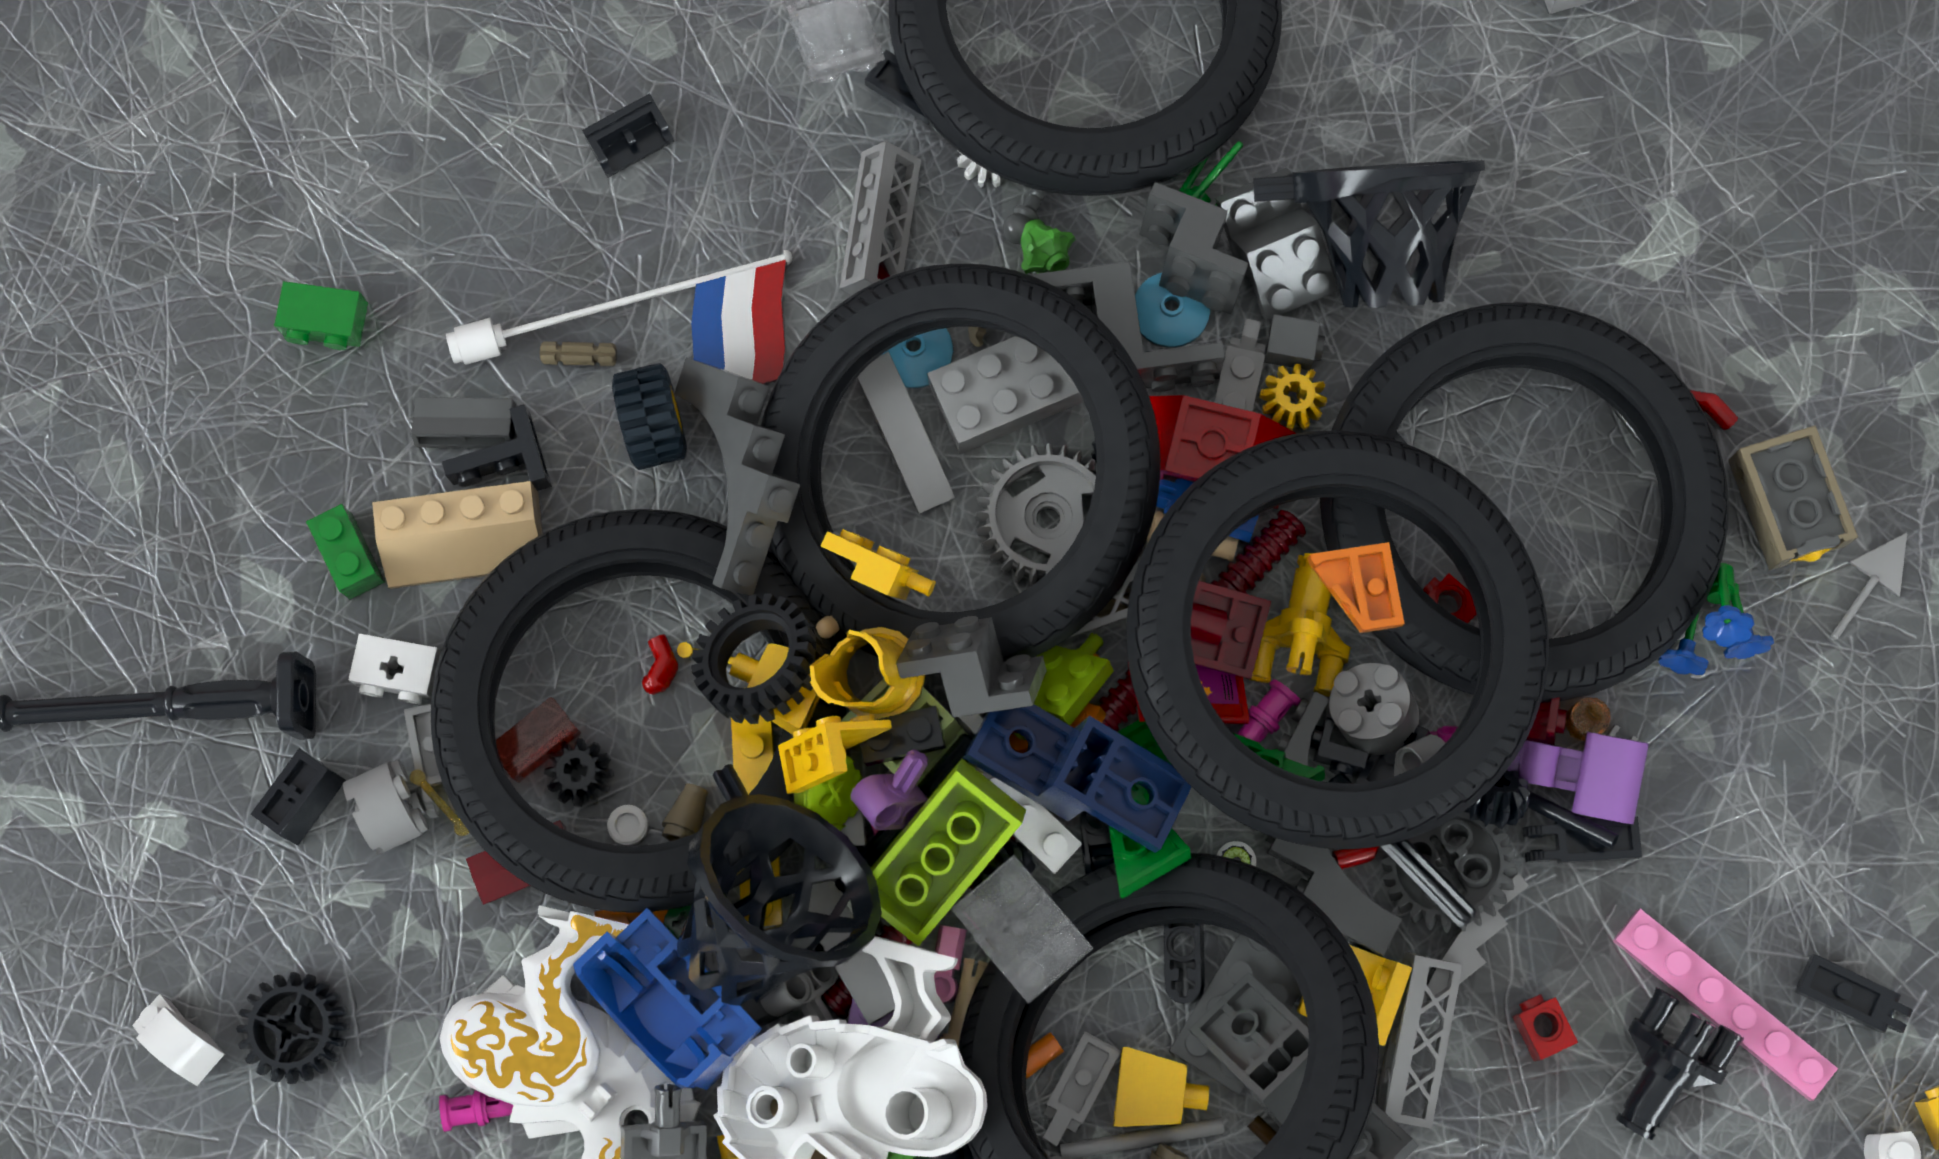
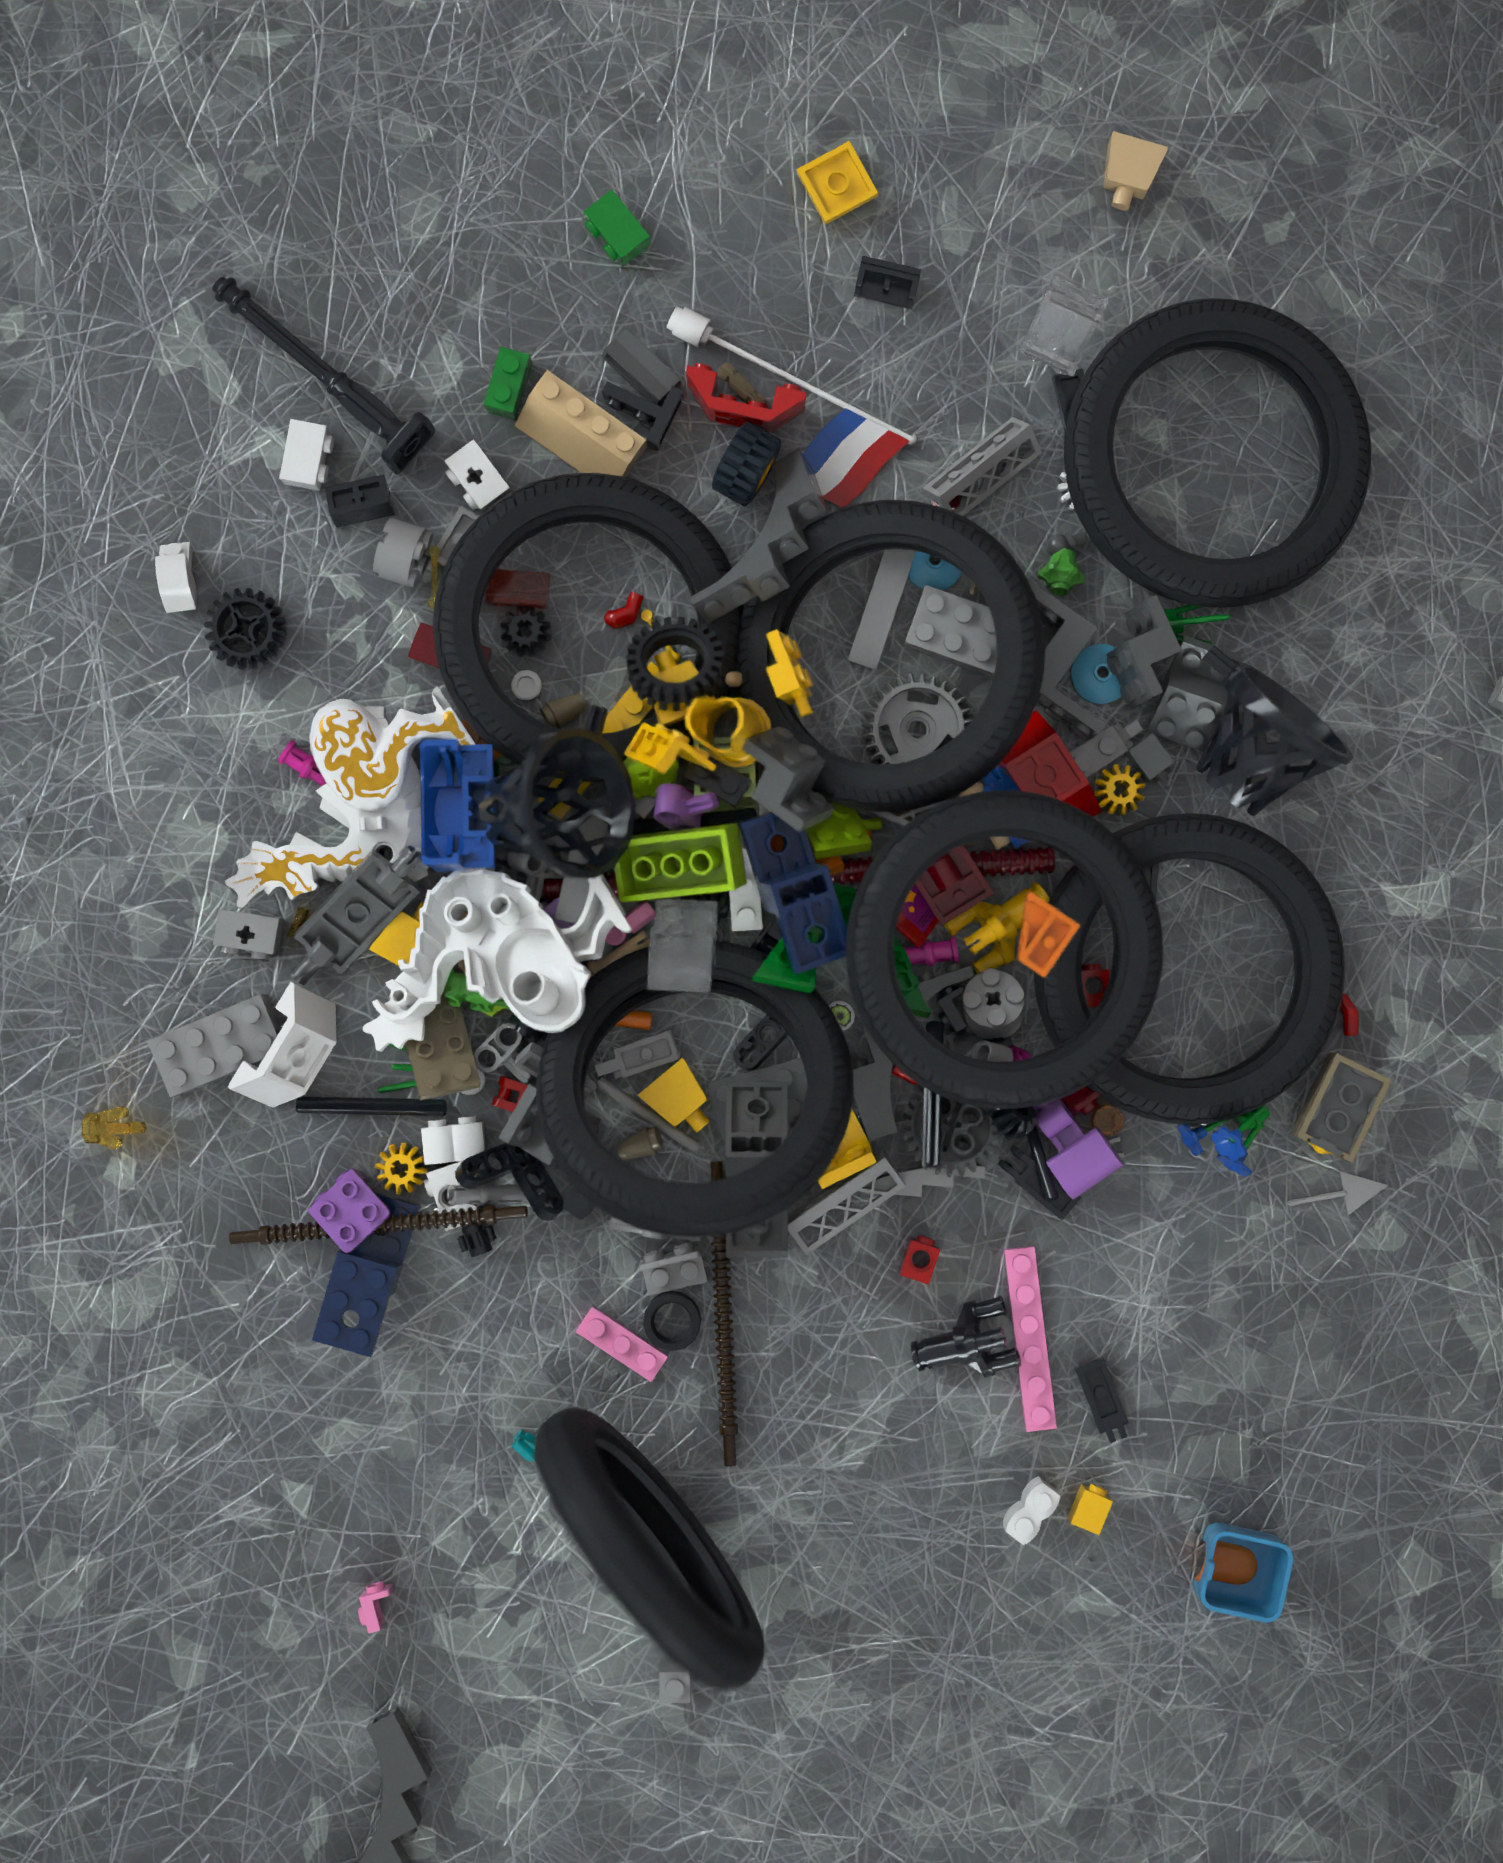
camera: 40 degrees right, 10 degrees up
(204, 800) = (306, 455): none -> white brick
(496, 89) = (837, 182): none -> yellow plate
(590, 382) = (787, 402): none -> red slope

